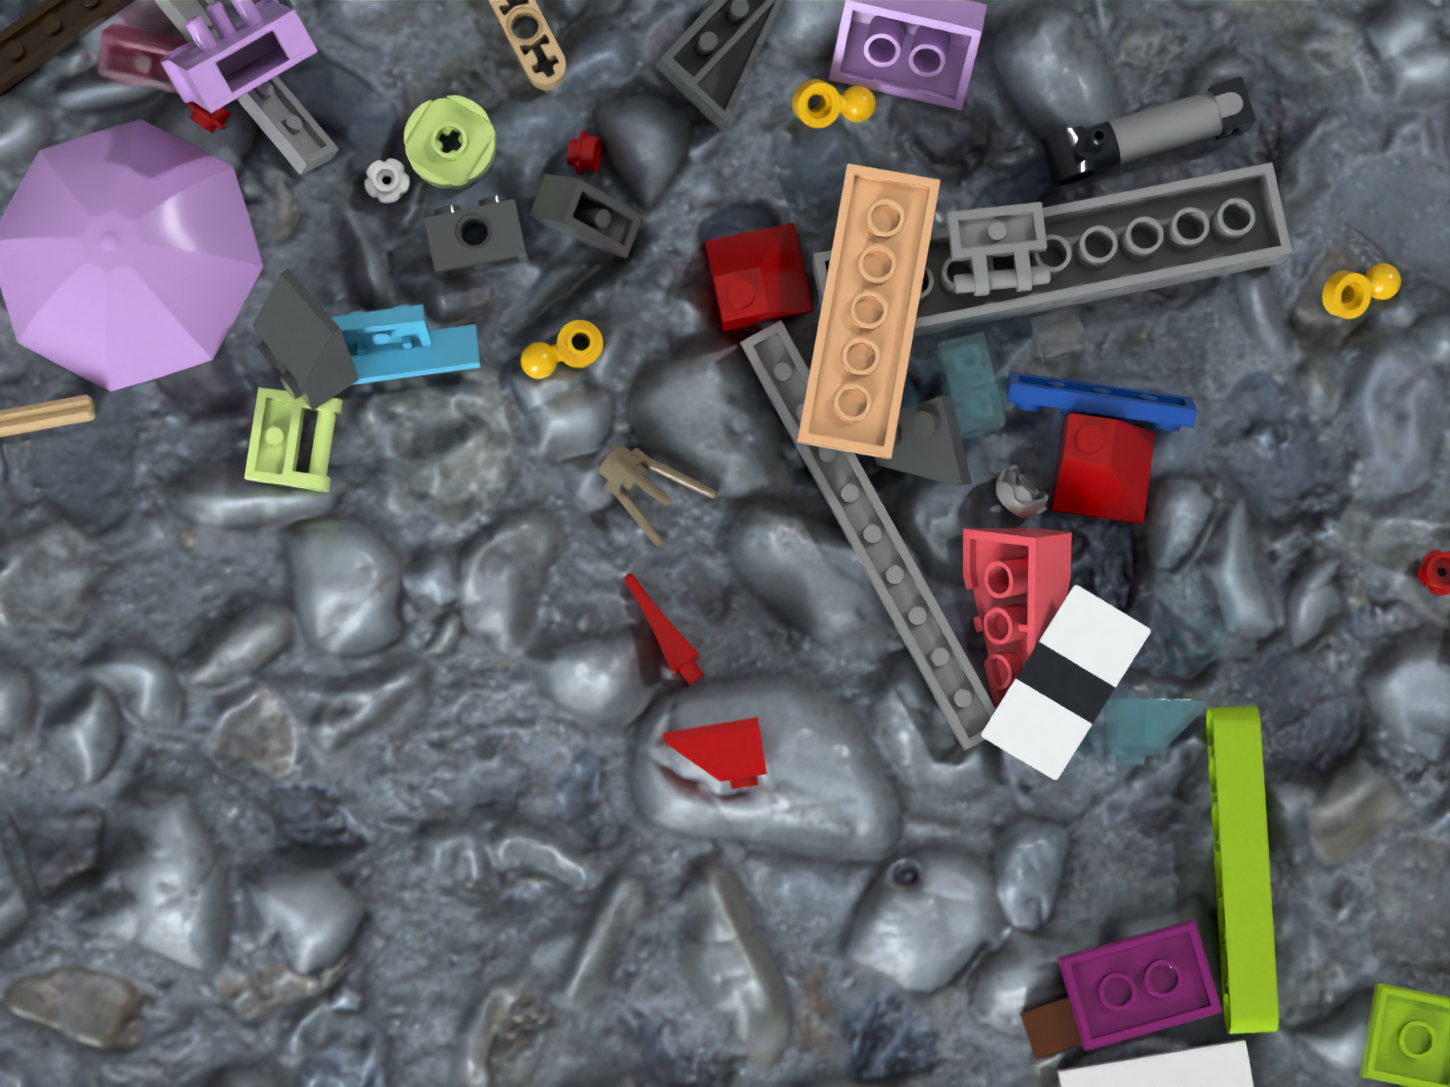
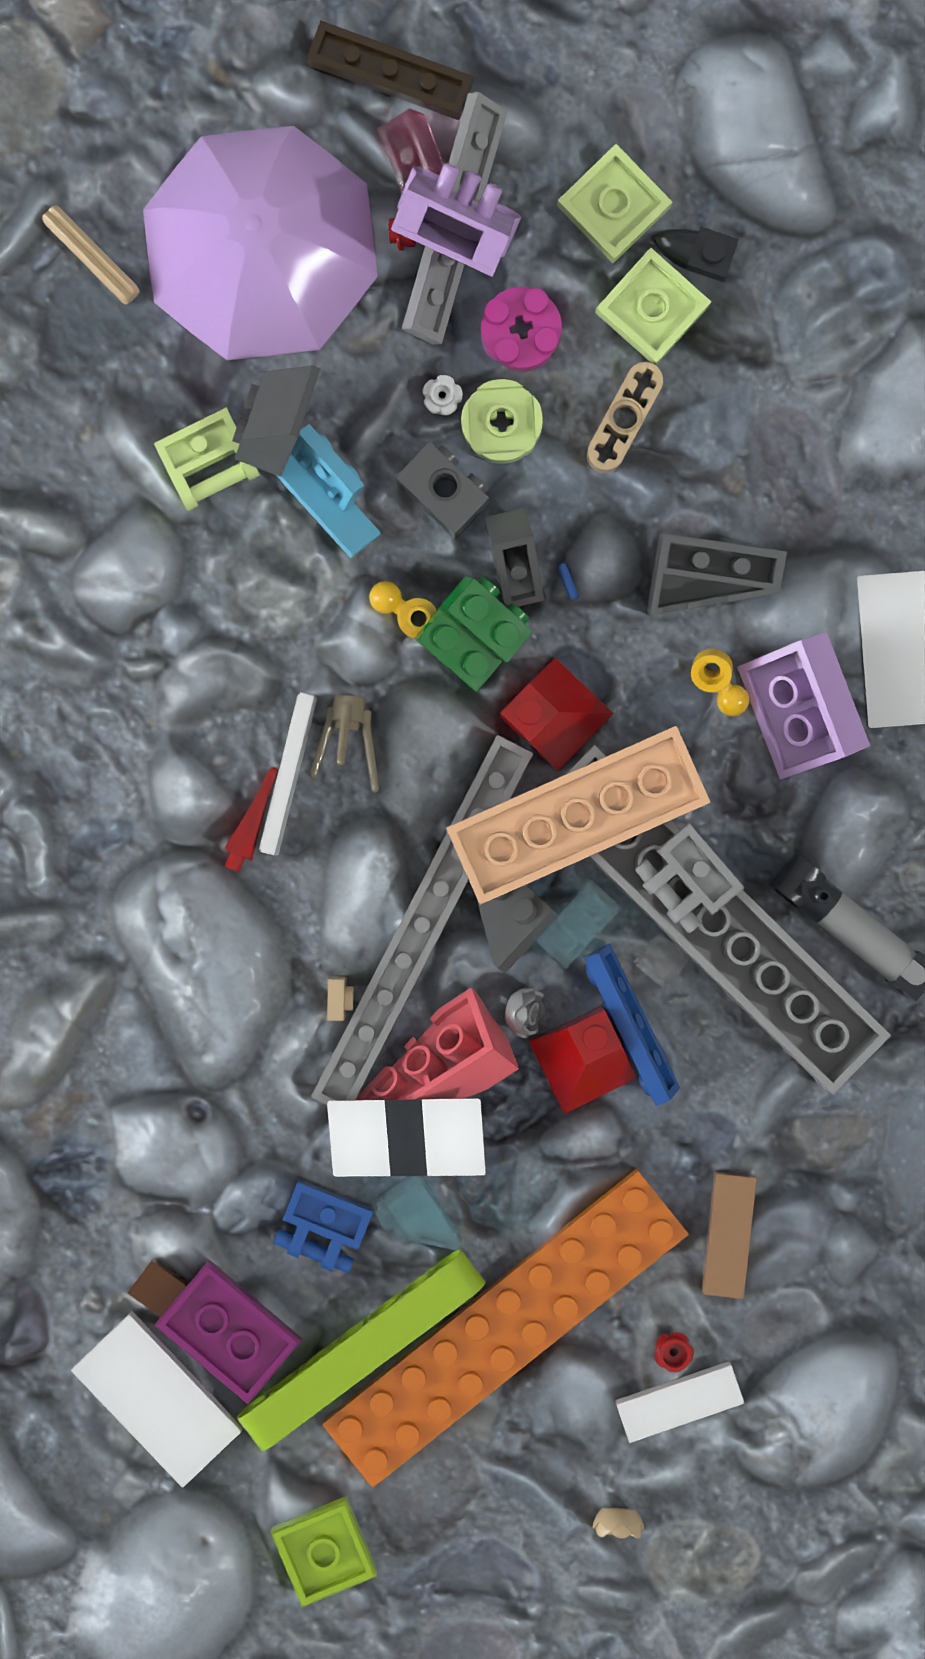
camera: 55 degrees right, 5 degrees up
(363, 43) = (531, 307): none -> dark pink plate
(584, 153) = (560, 525): red plate -> none
(629, 297) = (474, 631): none -> green plate
(641, 182) = (567, 582): none -> blue piece
(642, 563) = (288, 774): none -> white tile
(723, 750) = (191, 921): red slope -> none
(889, 659) = (339, 998): none -> tan plate
(1089, 814) = (326, 1215): none -> blue plate
(1312, 719) = (504, 1328): none -> orange plate
(1363, 445) = (729, 1235): none -> medium nougat tile
(1379, 282) = (833, 1152): yellow plate -> none

